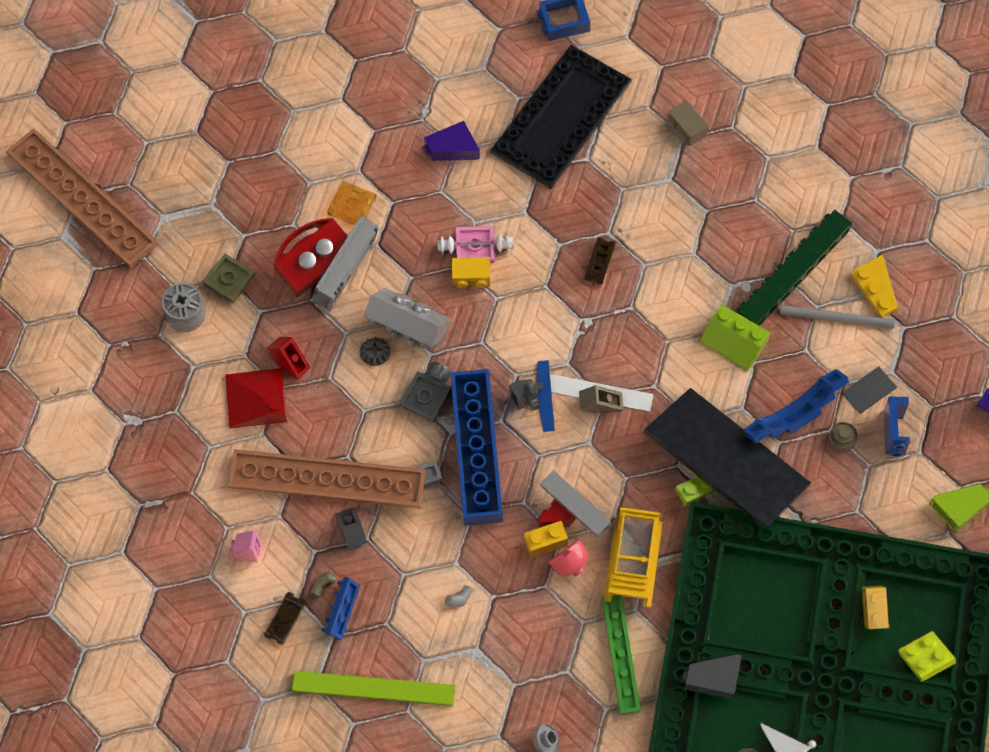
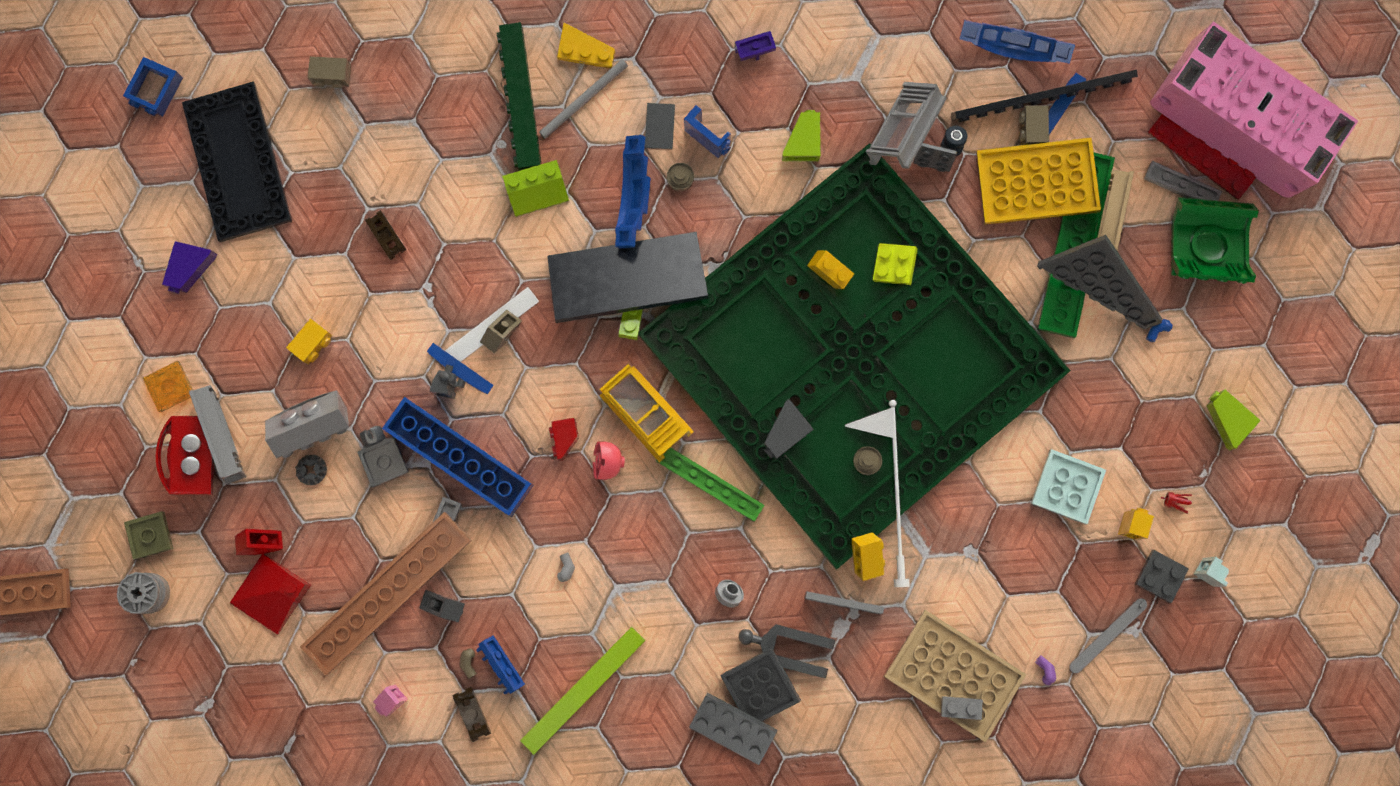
camera: 50 degrees left, 15 degrees up
(475, 242) = (287, 318): bright pink plate -> none
(546, 539) = (576, 465): yellow brick -> none
(575, 503) = (568, 421): light grey tile -> none

